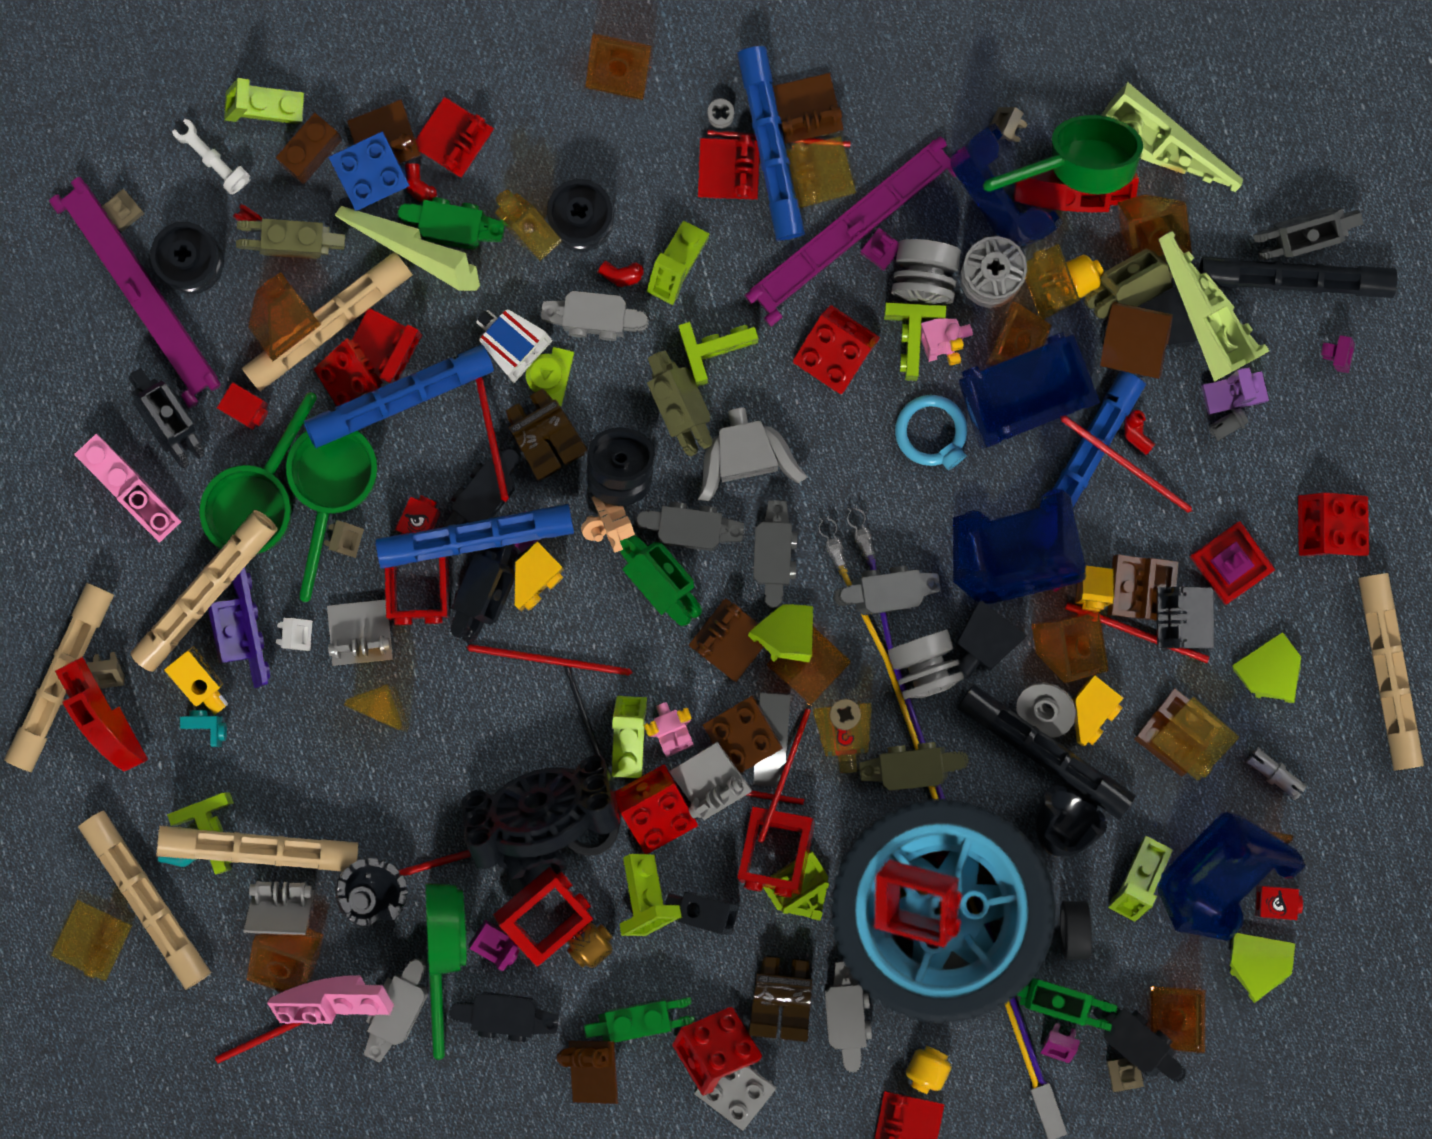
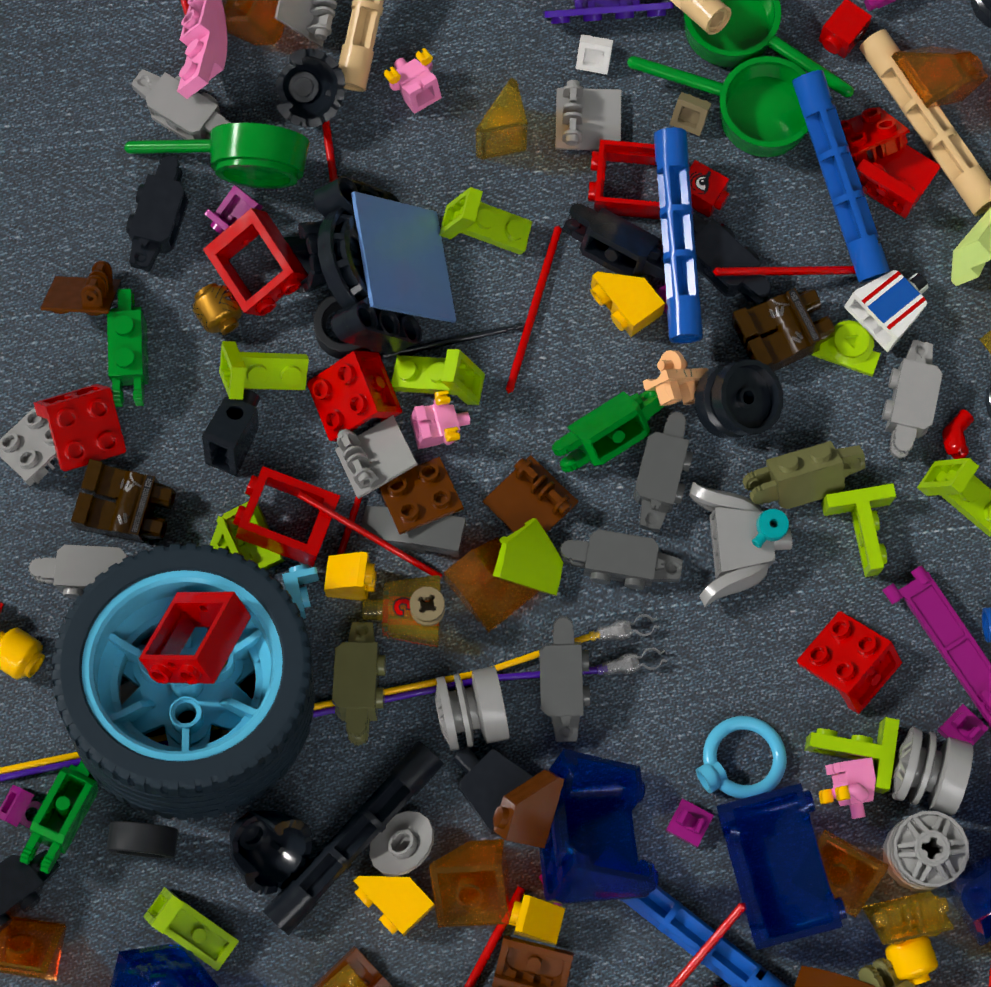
camera: 90 degrees right, 10 degrees down
(343, 797) = (415, 81): none -> bright pink piece
(477, 713) = (485, 222): none -> lime bracket
(526, 781) = (403, 258): none -> medium blue piece
(737, 431) = (769, 533): none -> teal piece
(823, 787) = (350, 576): none -> yellow slope
(844, 832) = (297, 576): none -> medium azure bracket
(992, 470) = (689, 823): none -> magenta tile
(1007, 604) = (529, 810): none -> reddish brown slope

